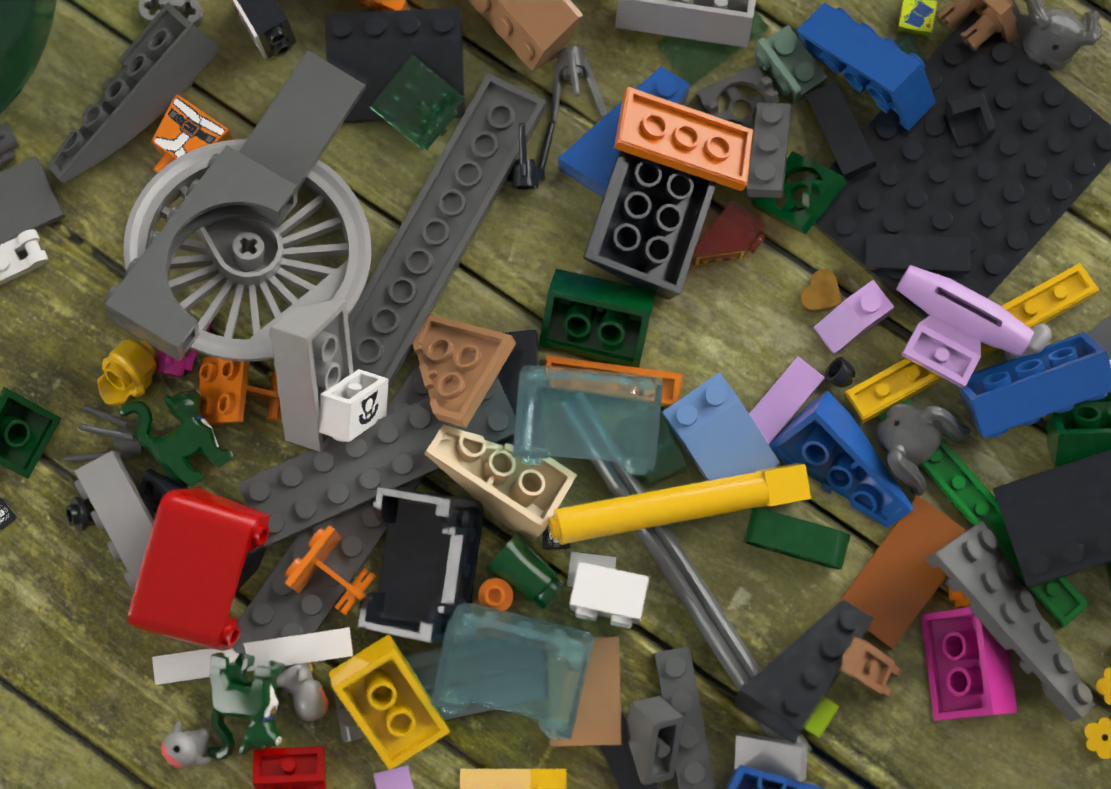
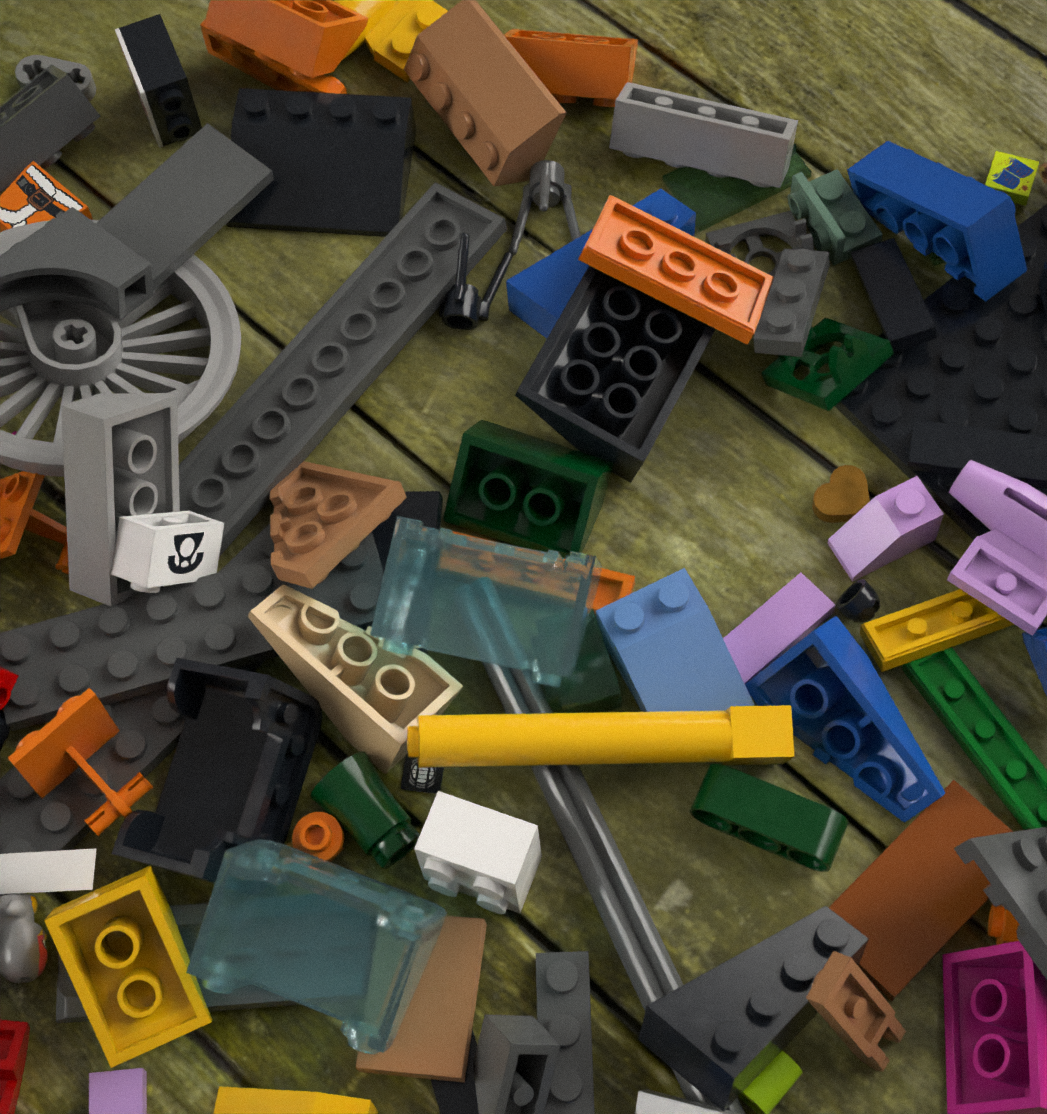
camera: 10 degrees right, 15 degrees down
(418, 103) = (337, 204): clear green plate -> none
(730, 237) = (723, 410): clear red slope -> none
(916, 439) = (954, 694): dark grey hair -> none

